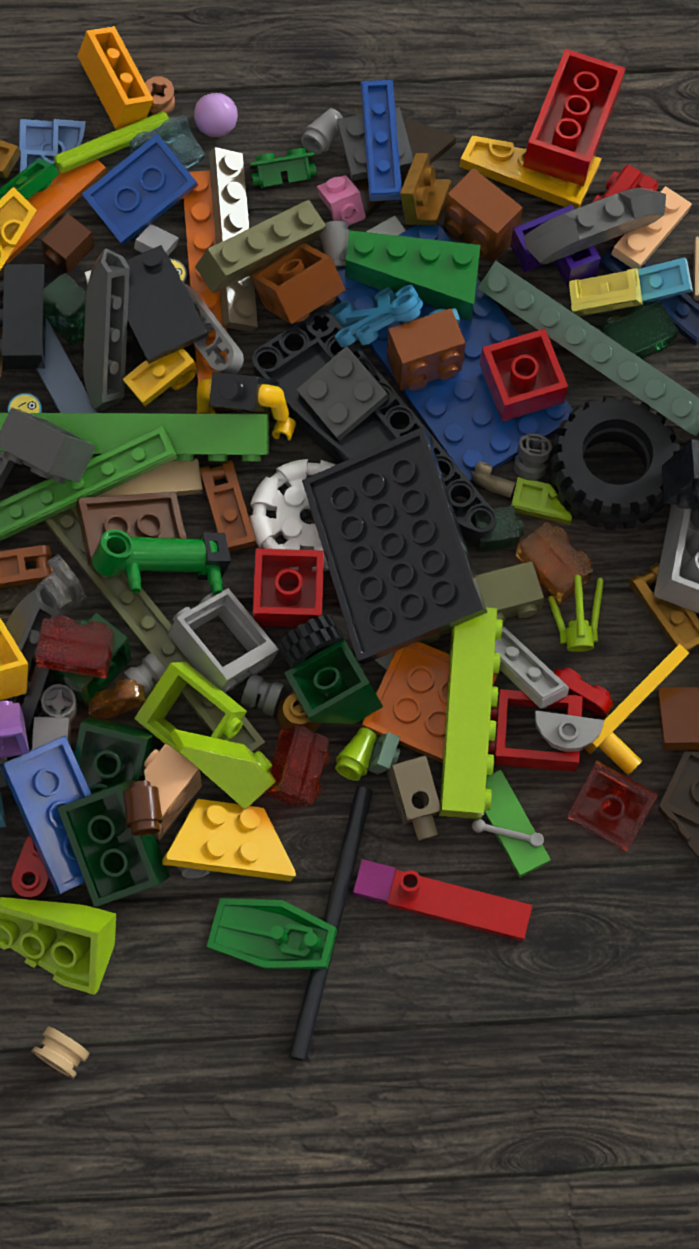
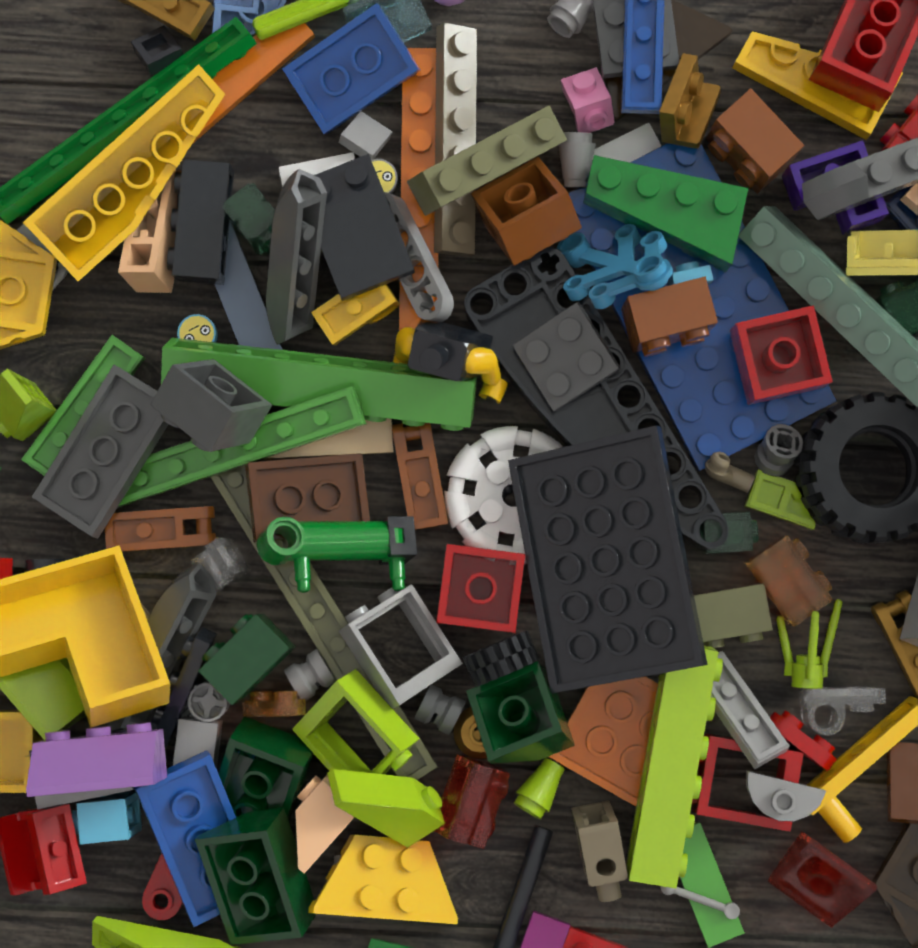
camera: 10 degrees right, 15 degrees up
(67, 243) = (260, 130): reddish brown brick -> none
(75, 647) = (226, 661): clear red brick -> none
(142, 808) = (289, 863): reddish brown brick -> none
(270, 168) = (537, 49): green hinge -> none
(384, 753) = (571, 793): sand green plate -> none
(607, 653) = (859, 698): none -> clear plate

